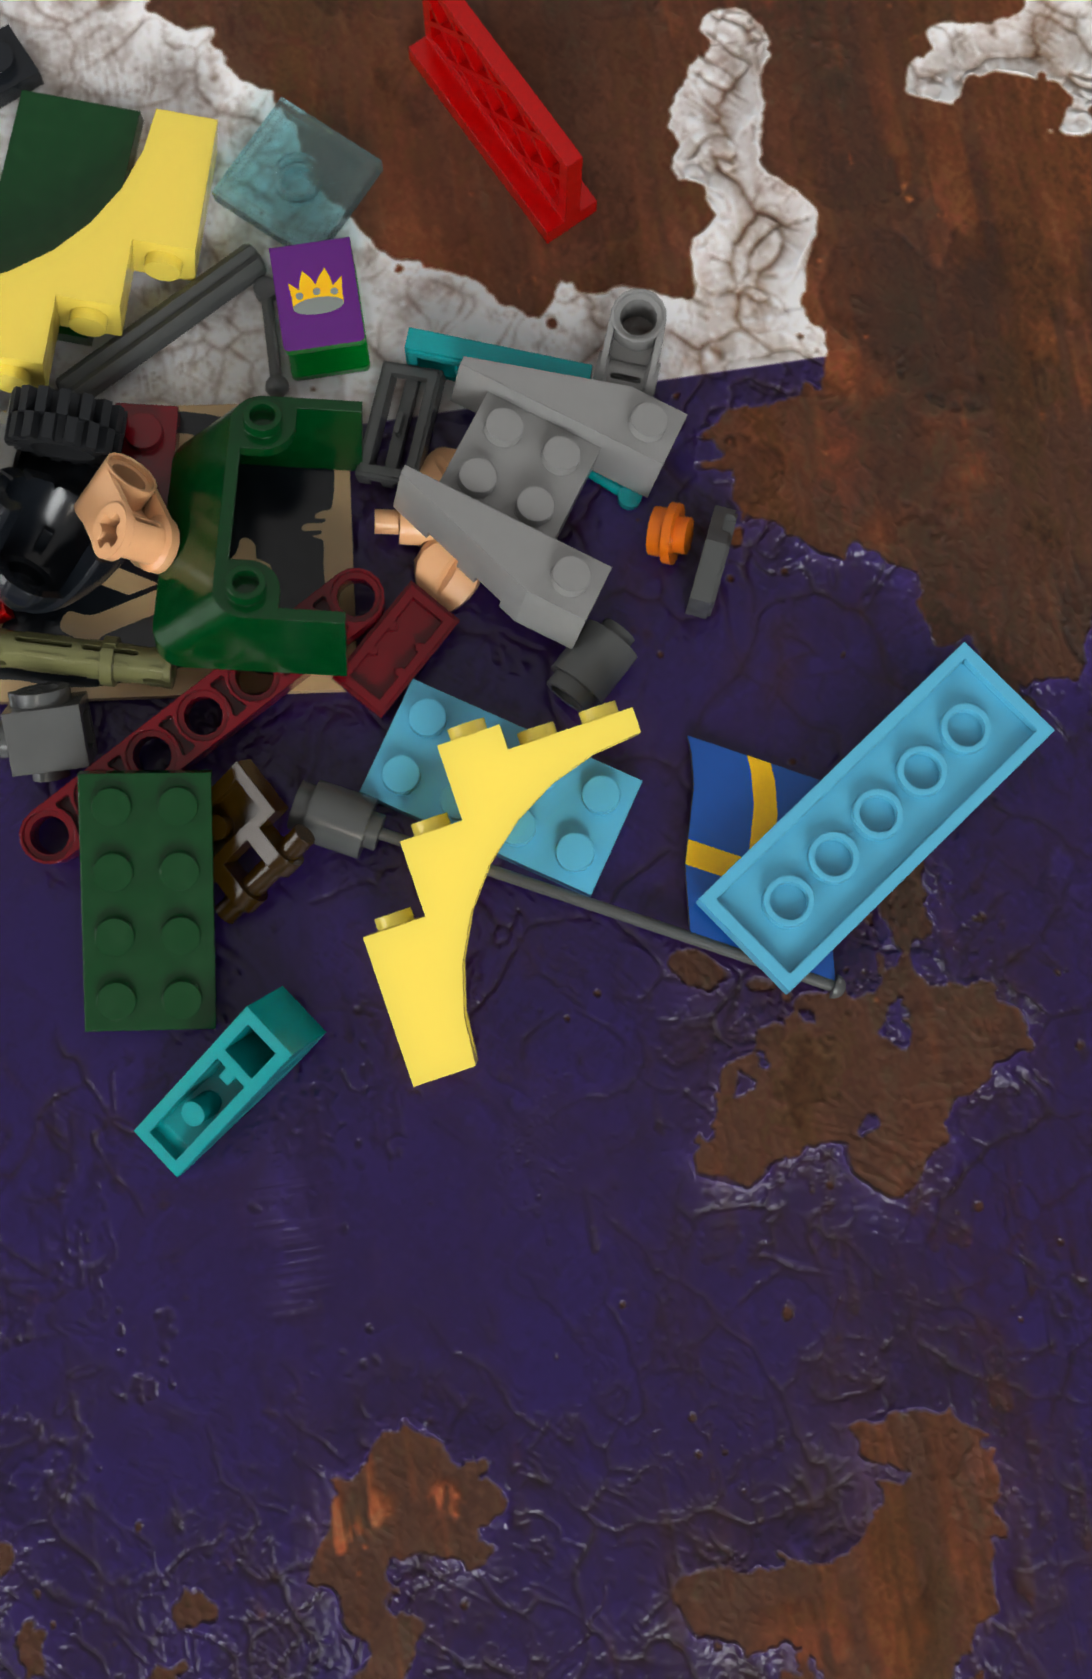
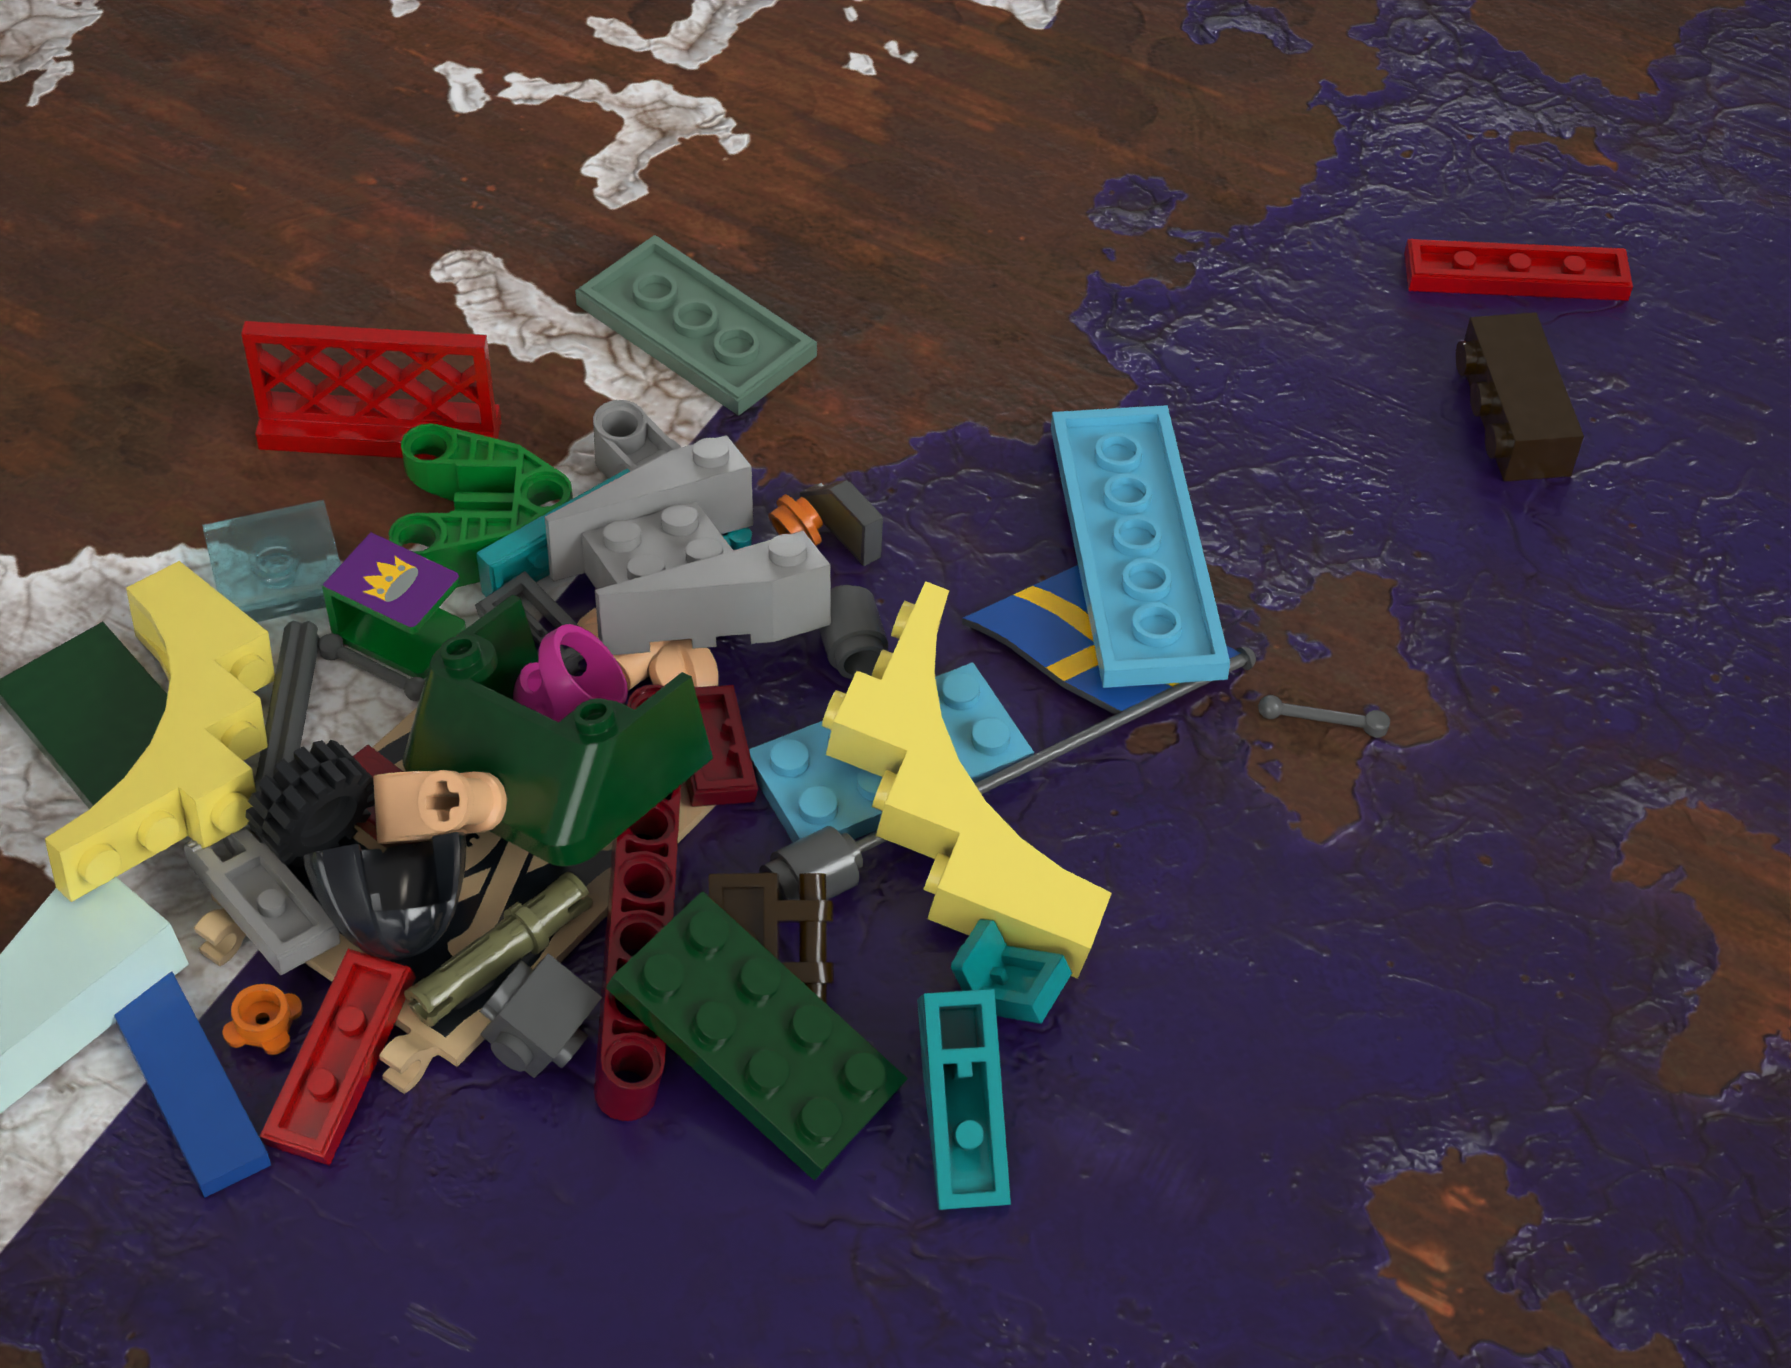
camera: 50 degrees left, 30 degrees down
(326, 517) = (553, 691): none -> dark pink helmet
(358, 1036) = (1022, 978): none -> teal bracket
(508, 249) = (493, 490): none -> green connector
(828, 272) = (696, 324): none -> sand green tile
(854, 1136) = (1374, 723): none -> dark grey hinge

